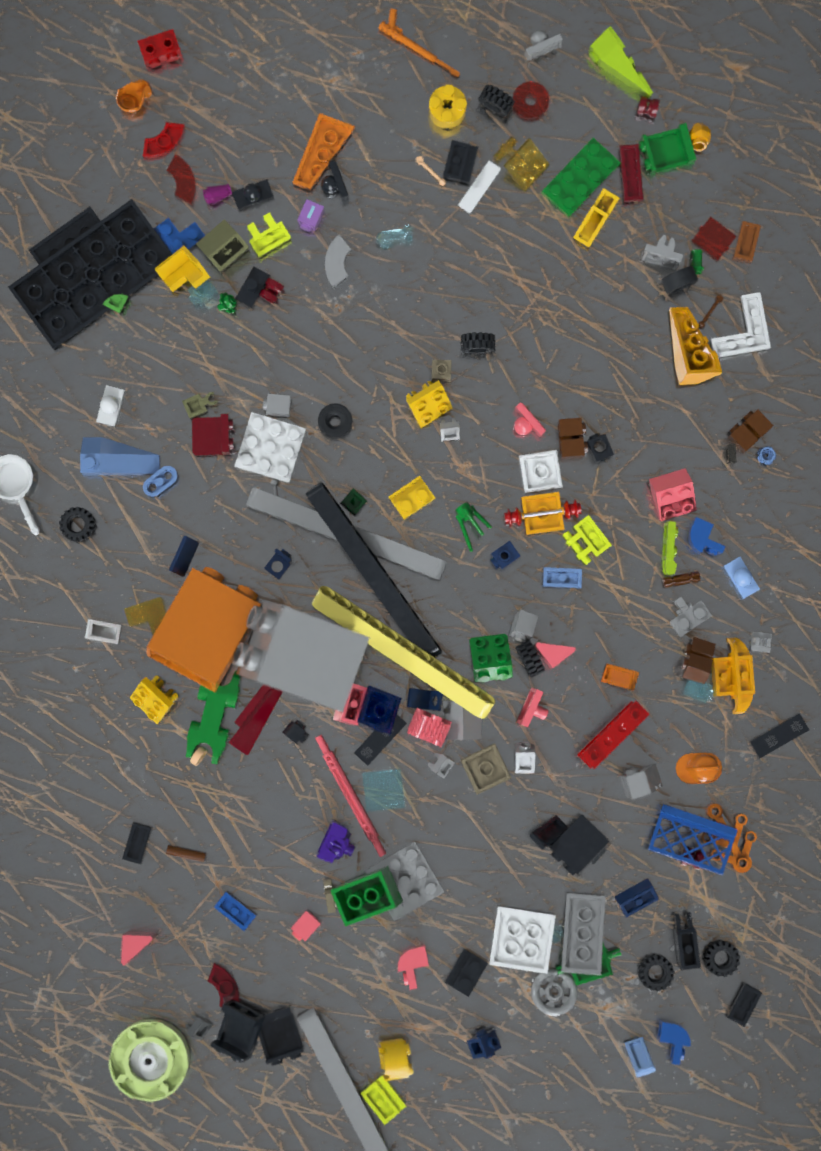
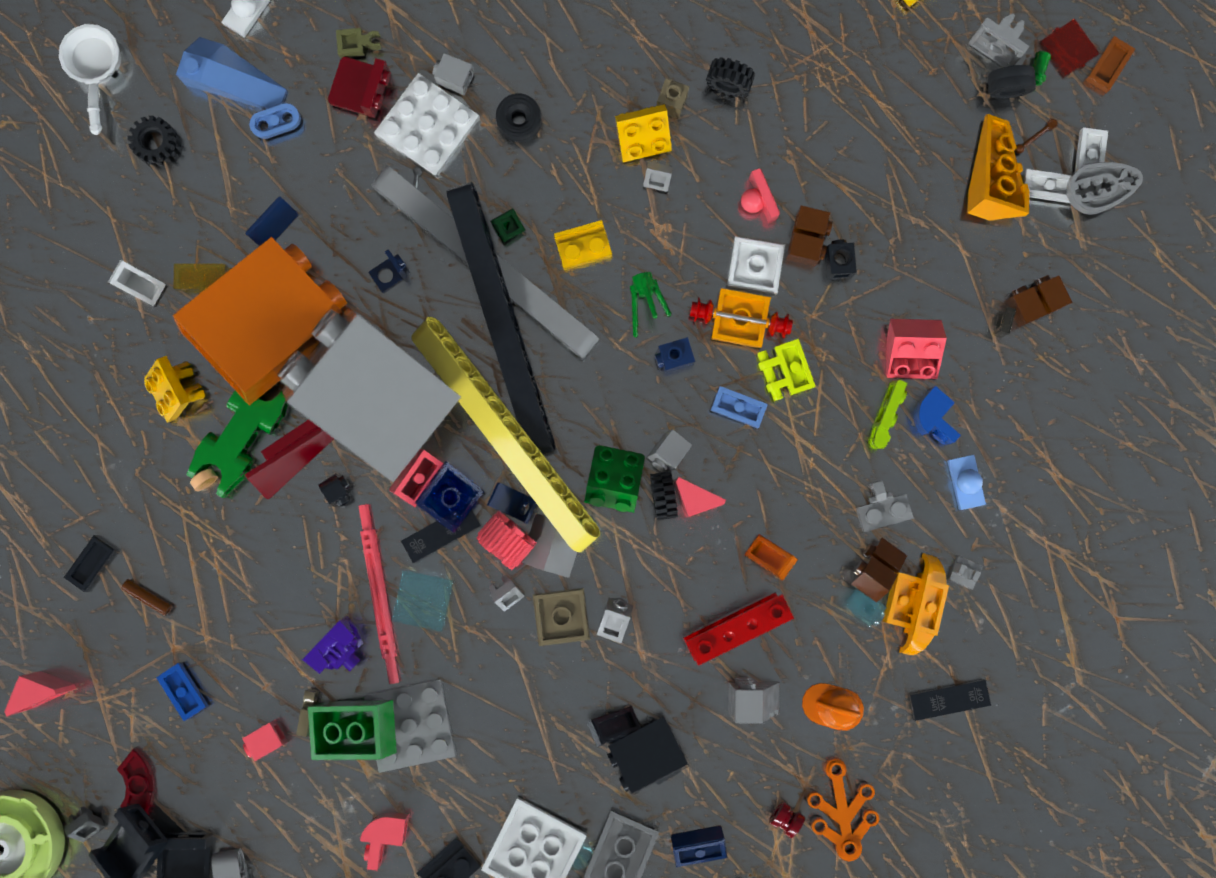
camera: 20 degrees right, 0 degrees up
(532, 708) = (645, 559): coral tile -> none
(681, 579) = (889, 459): reddish brown axle -> none
(698, 823) = (812, 781): blue fence -> none
(760, 328) = (1103, 199): none -> light grey piece
(771, 455) = (1053, 333): medium blue plate -> none

